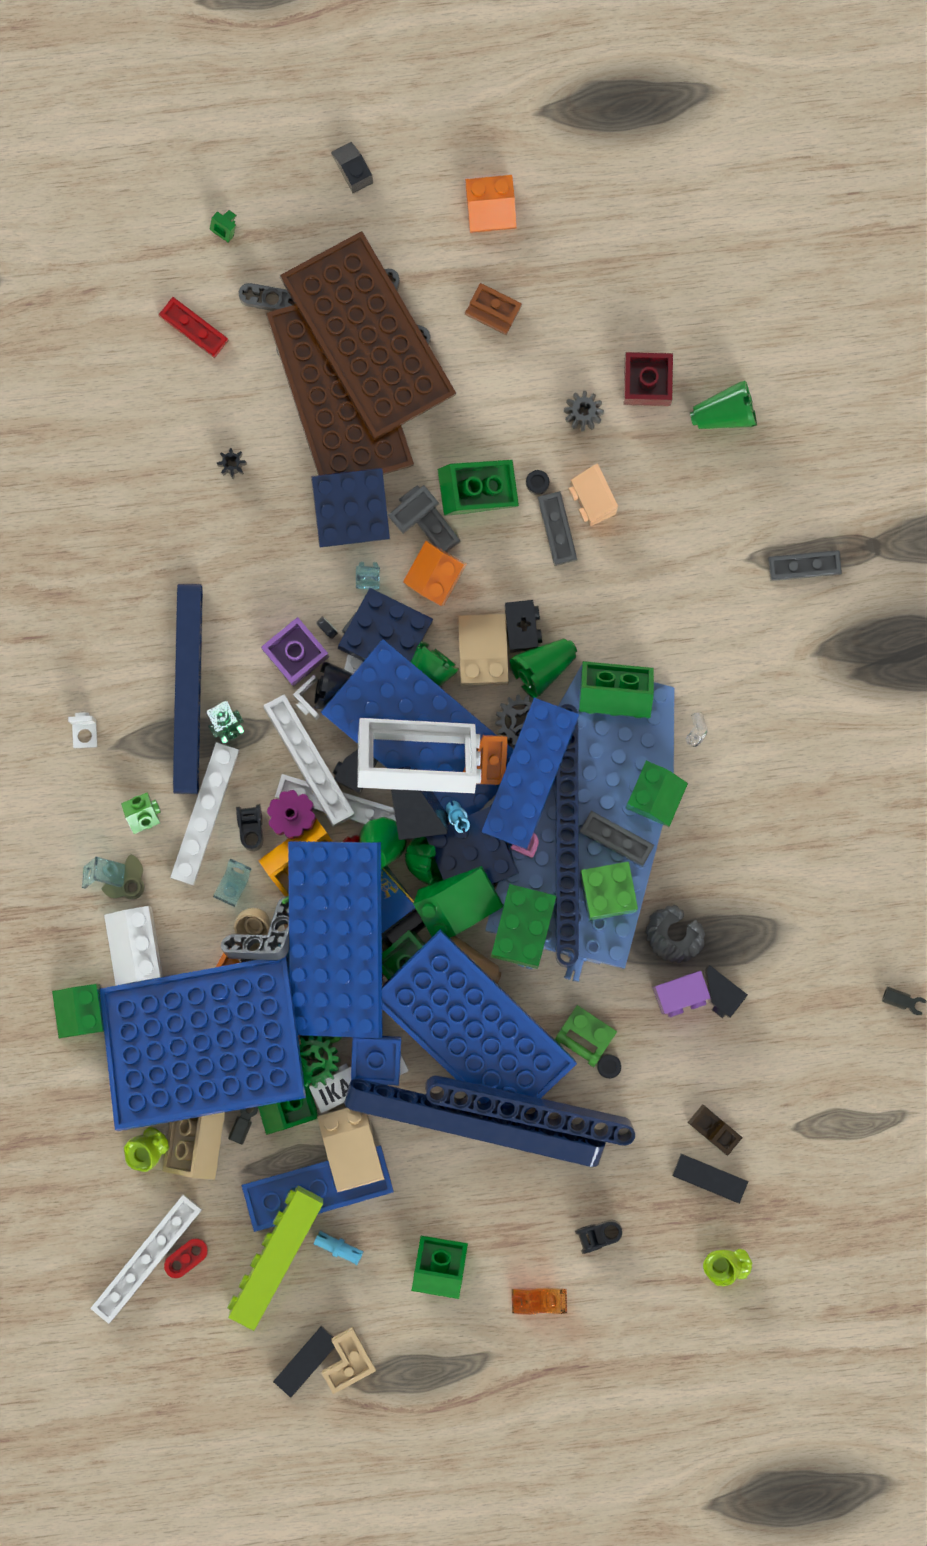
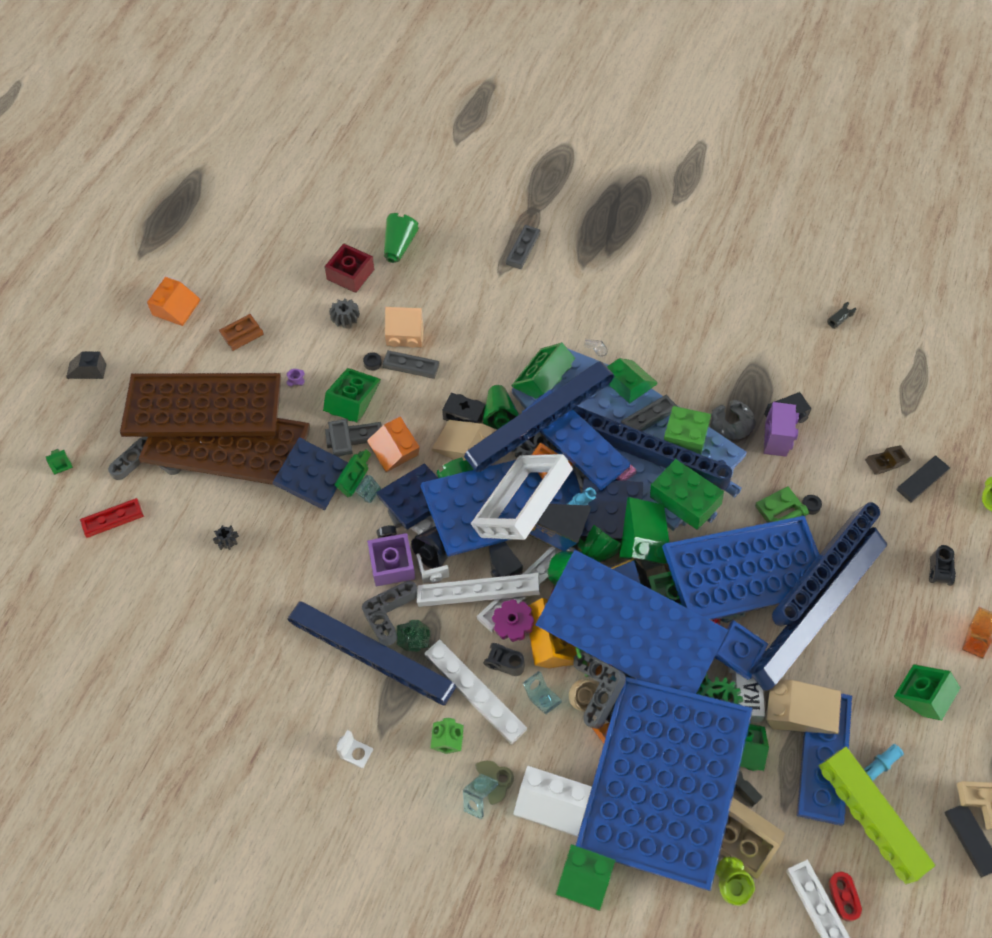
camera: 65 degrees left, 25 degrees down
(235, 672) = (379, 612): none -> dark grey beam
(378, 550) = (353, 473): none -> green hinge
(469, 403) = (295, 373): none -> medium lavender plate
(529, 723) = (538, 416): none -> dark blue beam

